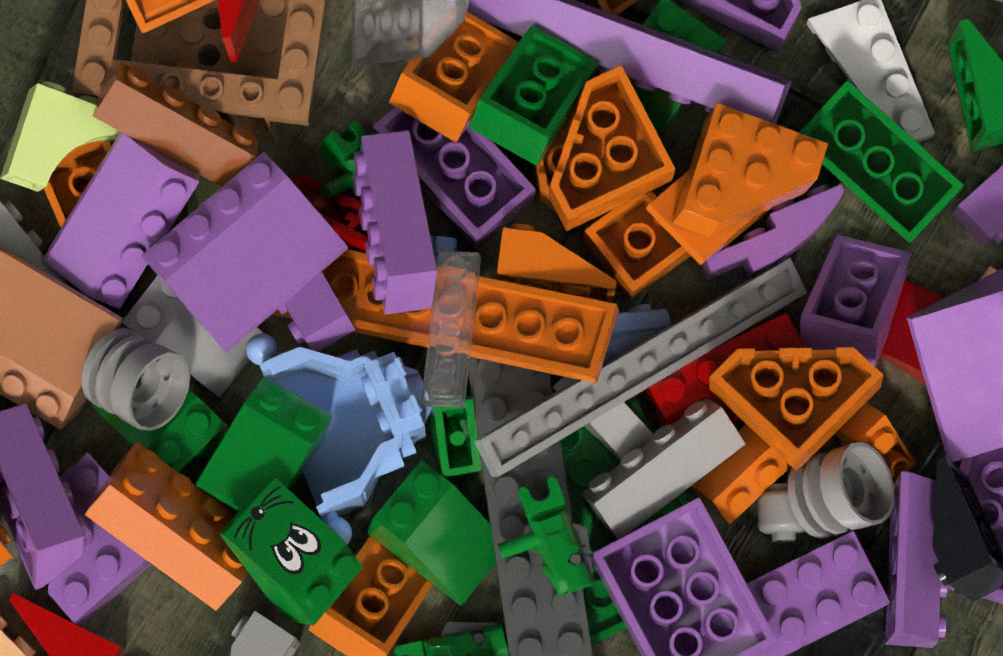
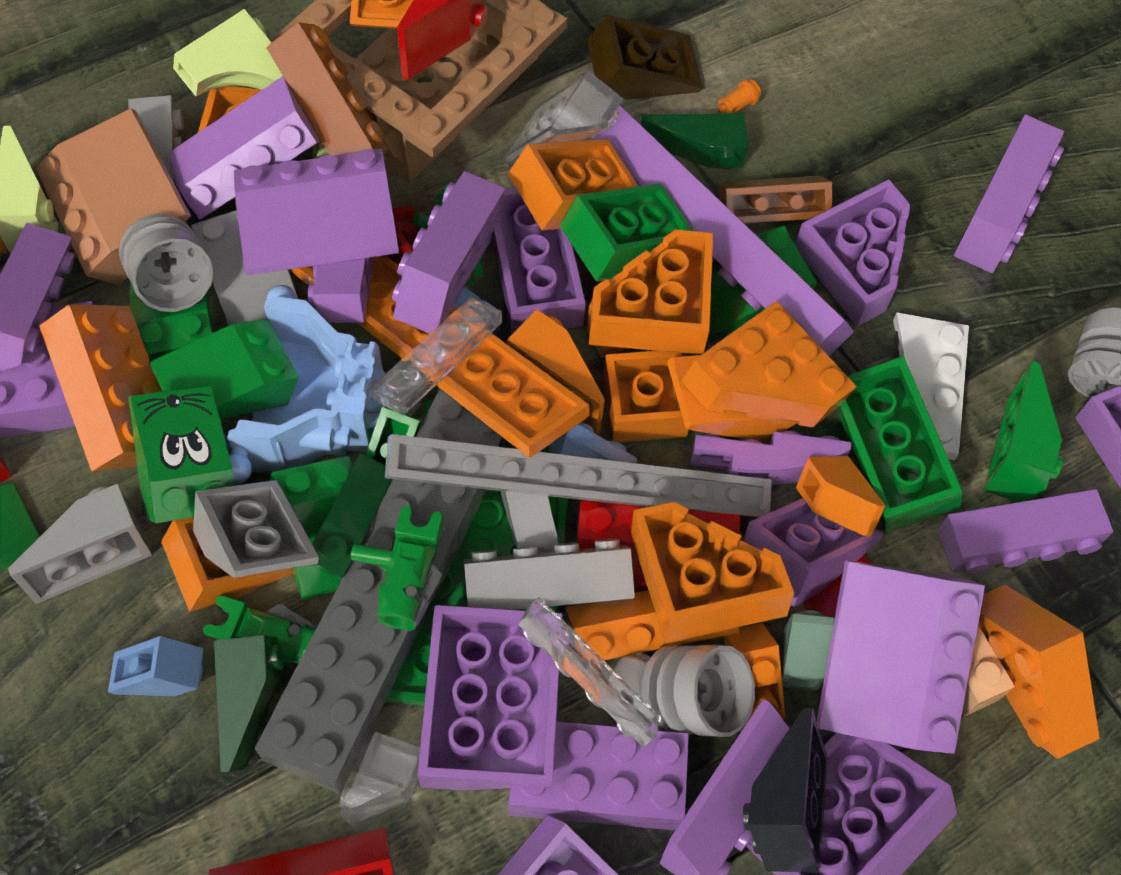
camera: 30 degrees right, 15 degrees down
(404, 585) = (250, 529): none -> light grey slope
(465, 518) = (350, 515): none -> dark green slope
(753, 534) = (601, 683): none -> clear plate
(858, 239) = (840, 493): none -> orange slope
(905, 400) = (805, 650): none -> sand green slope

